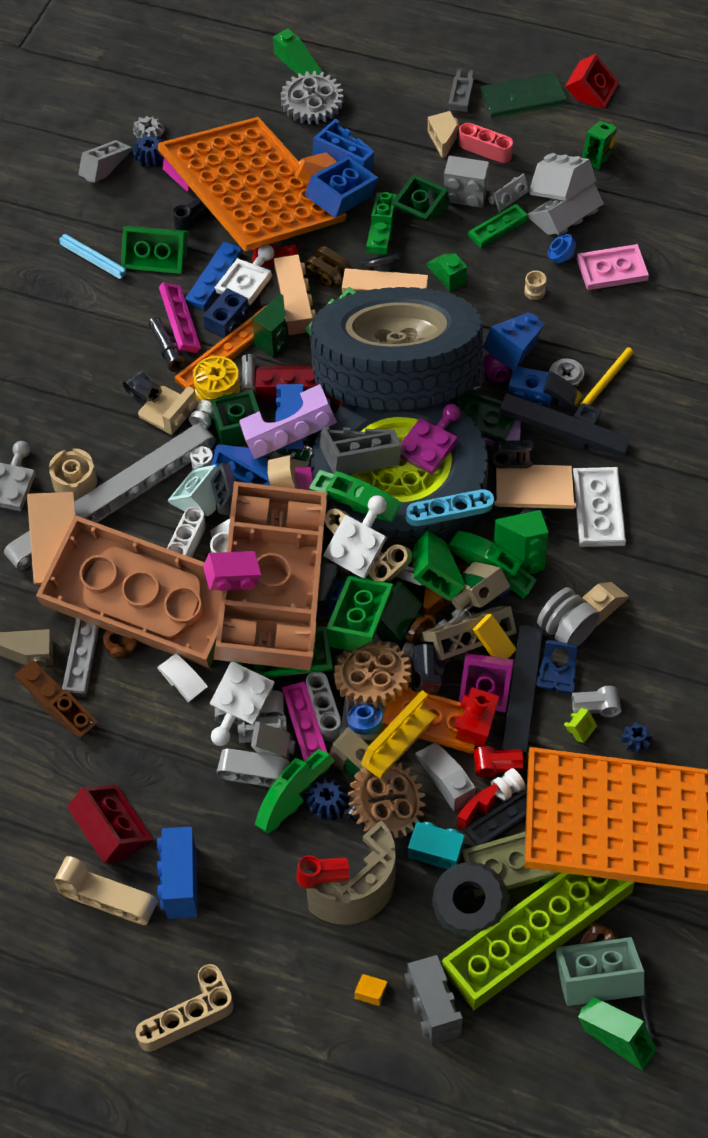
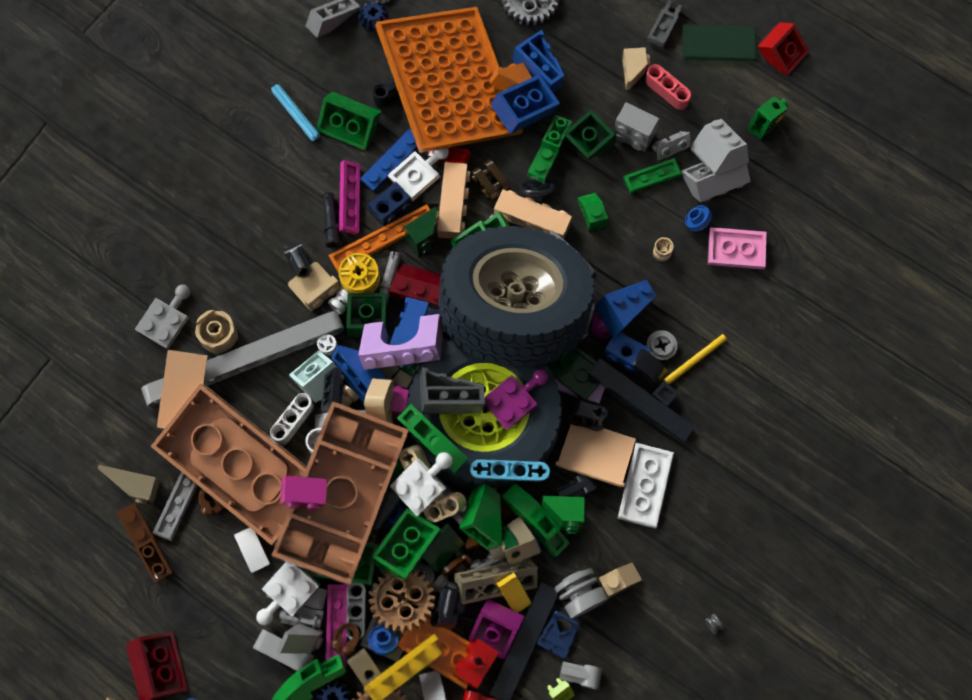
camera: 15 degrees right, 15 degrees up
(313, 740) = (349, 650): none -> reddish brown piece

